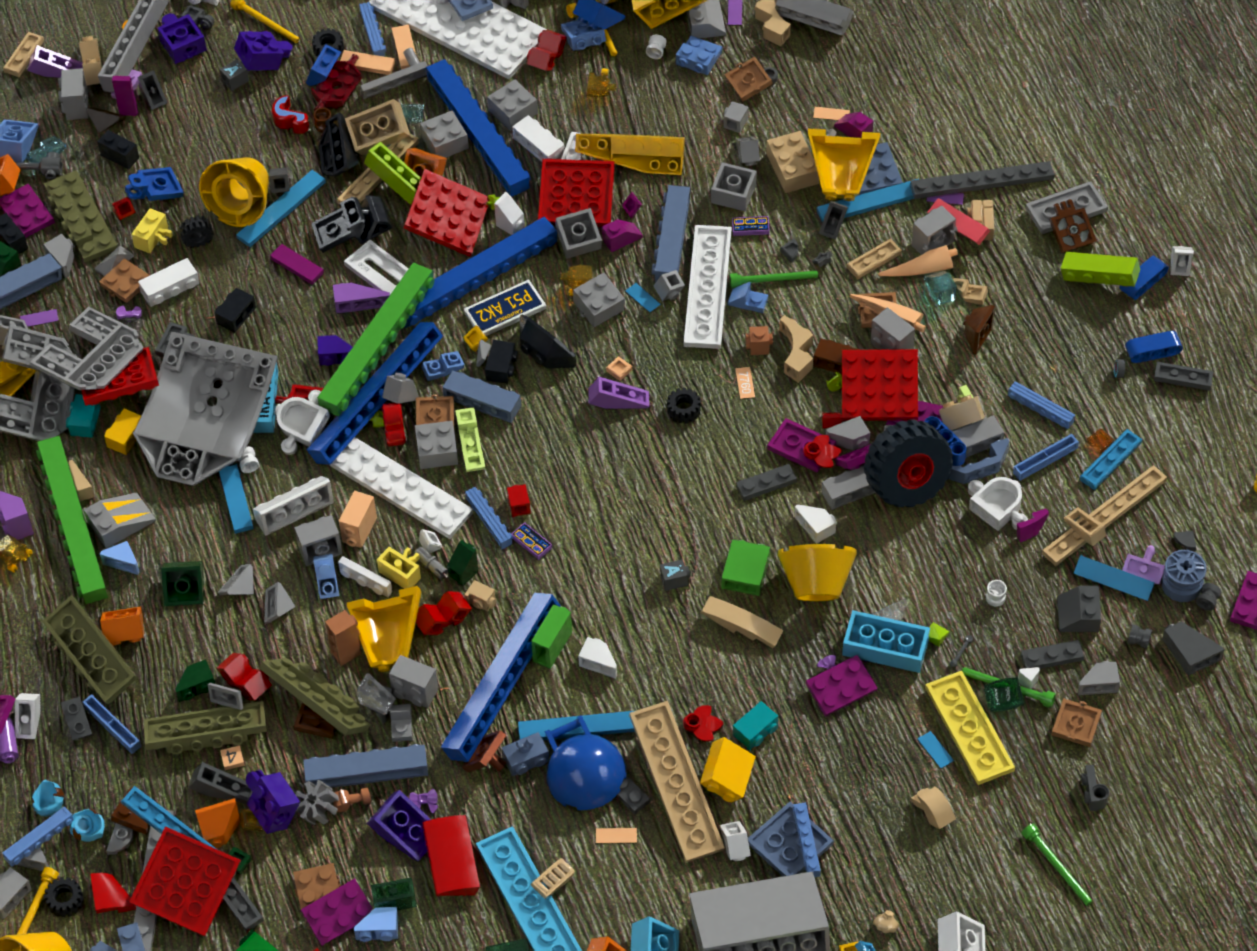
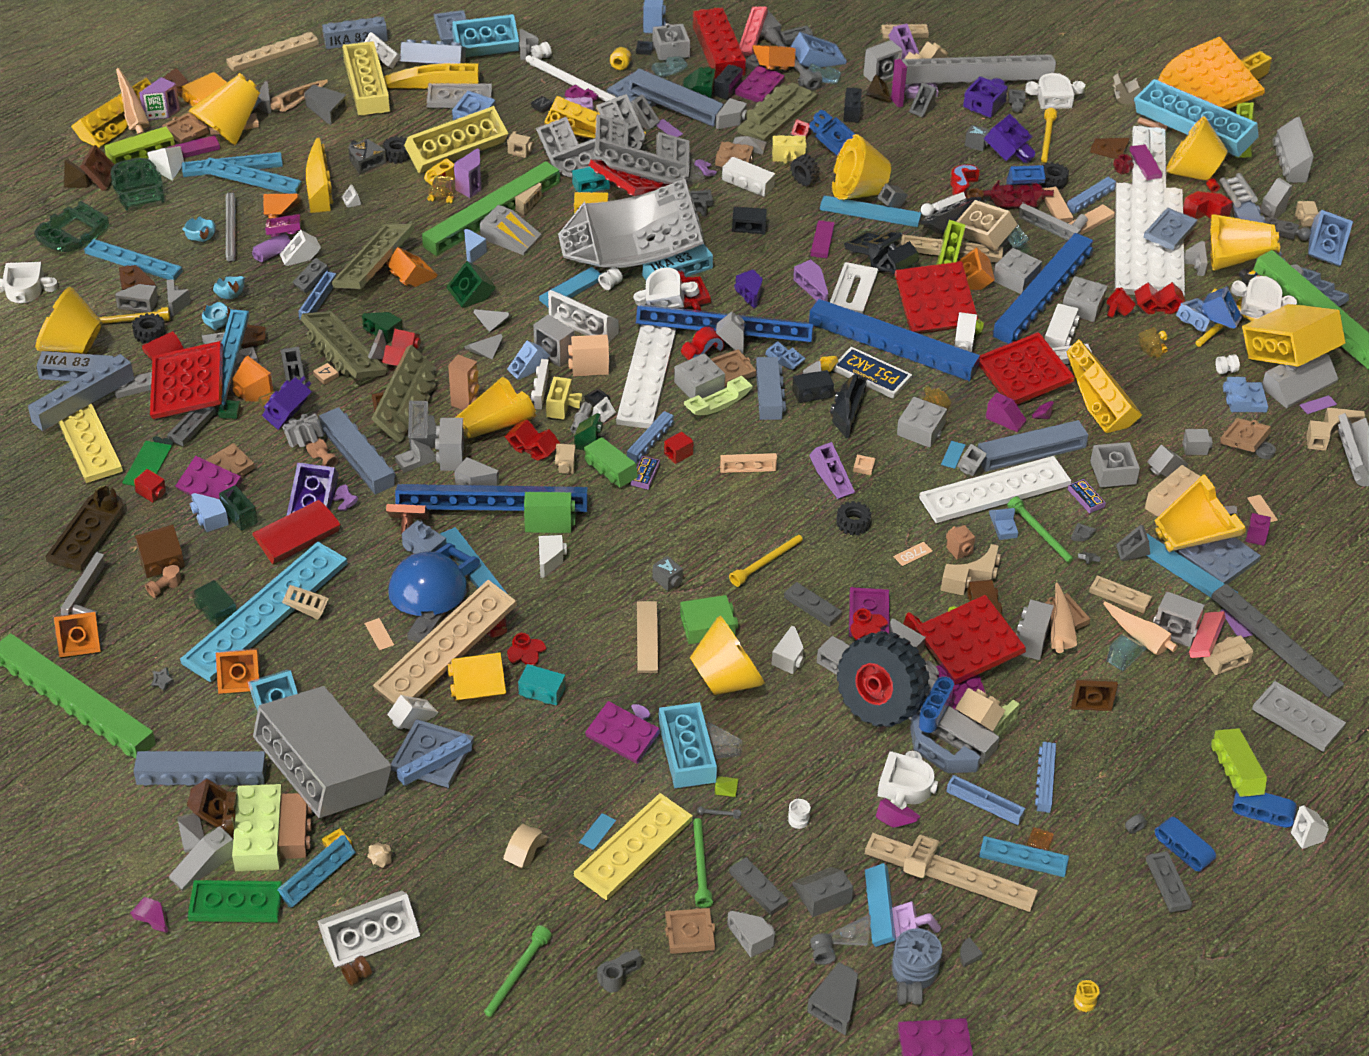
camera: 60 degrees right, 10 degrees down
(38, 836) = (187, 287): medium blue piece -> none
(312, 146) = (928, 209): none -> white plate
(376, 339) = (771, 298): bright green brick -> none
(408, 539) = (595, 397): none -> black tile
(459, 679) = (475, 473): none -> light grey slope
(509, 561) = (610, 462): none -> bright green brick
(535, 81) = (1119, 302): none -> red piece
(570, 455) = (748, 463): none -> light nougat tile
(578, 233) = (979, 382): light grey brick -> none
(705, 523) = (739, 576): none -> yellow piece
(971, 293) = (1138, 677): tan slope -> none
(1003, 694) = (683, 857): clear green piece -> none
(1028, 677) = (718, 873): white slope -> none
(1071, 227) = (1274, 725): reddish brown piece -> none
(1137, 608) = (853, 933): none -> clear tile

